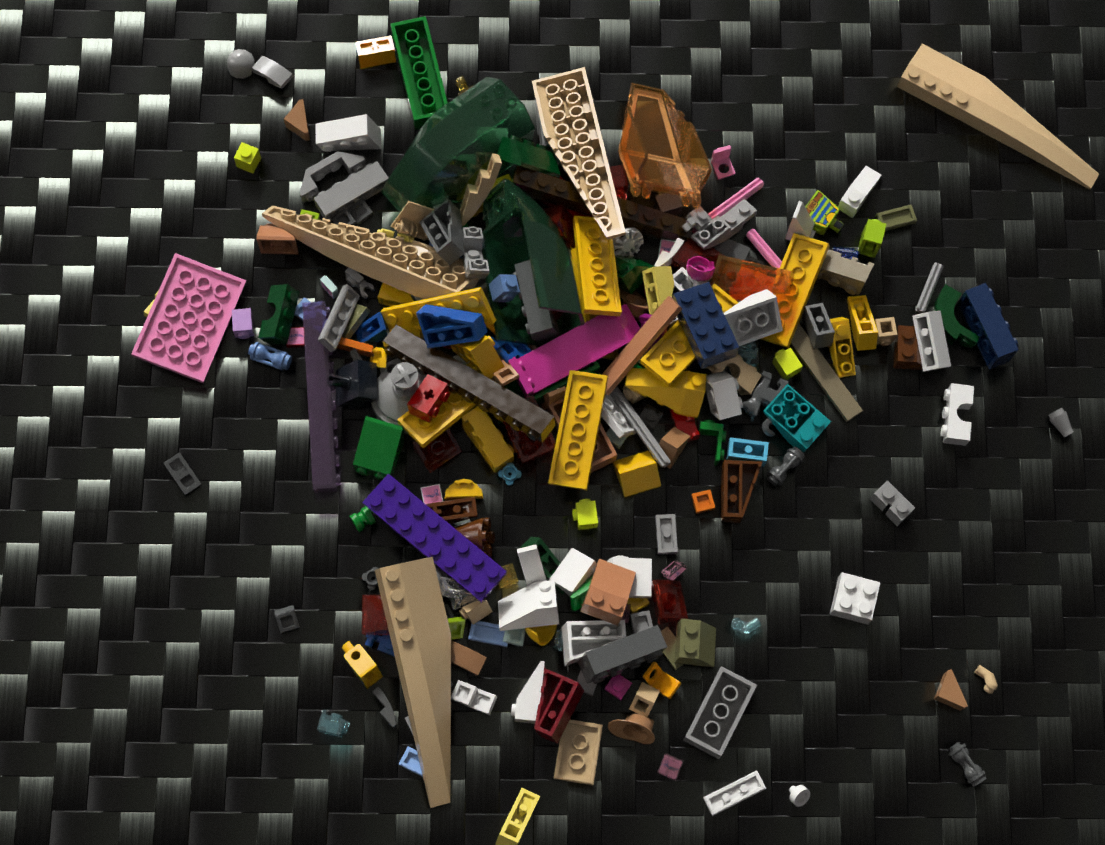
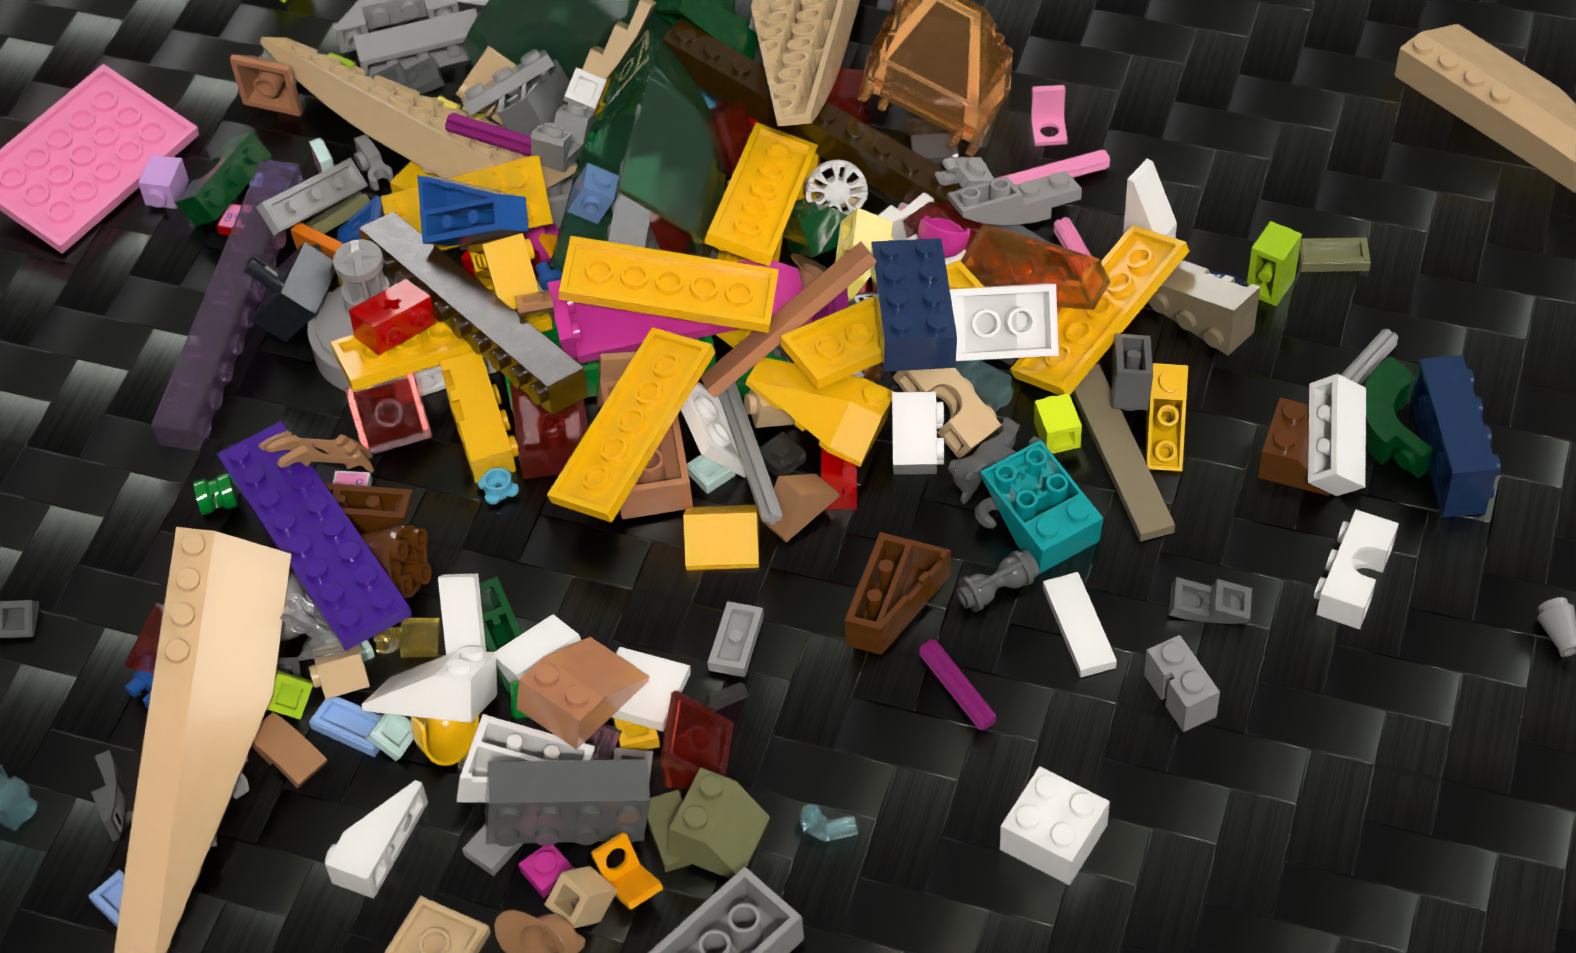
camera: 25 degrees right, 20 degrees down
(279, 359) = (194, 241): medium blue piece -> none
(361, 664) = (93, 698): yellow torso -> none
(378, 448) = (291, 385): green slope -> none
(410, 490) = (339, 450): none -> medium nougat piece
(425, 220) = (506, 80): none -> light grey plate
(436, 264) = (488, 134): none -> magenta axle
(463, 489) = (423, 492): yellow plate -> none
(472, 217) = (585, 89): none -> white plate
(473, 697) = (274, 821): white slope -> none
(556, 705) = (411, 863): dark red wedge -> none
(572, 344) = (668, 284): none -> yellow plate
(585, 514) = (602, 574): neon yellow brick -> none
(703, 501) = (824, 602): orange plate -> none
(711, 428) = (884, 494): green bracket -> none
(747, 450) = (935, 529): medium azure brick -> none
(783, 530) = (957, 684): none -> magenta axle
(823, 213) = (1200, 218): torso -> none
(831, 479) = (1079, 624): none -> white tile
(858, 191) = (1273, 200): white slope -> none
(862, 323) = (1217, 393): yellow slope -> none
(886, 330) = (1253, 405): tan brick -> none
(891, 450) = (1217, 603): none -> dark grey slope

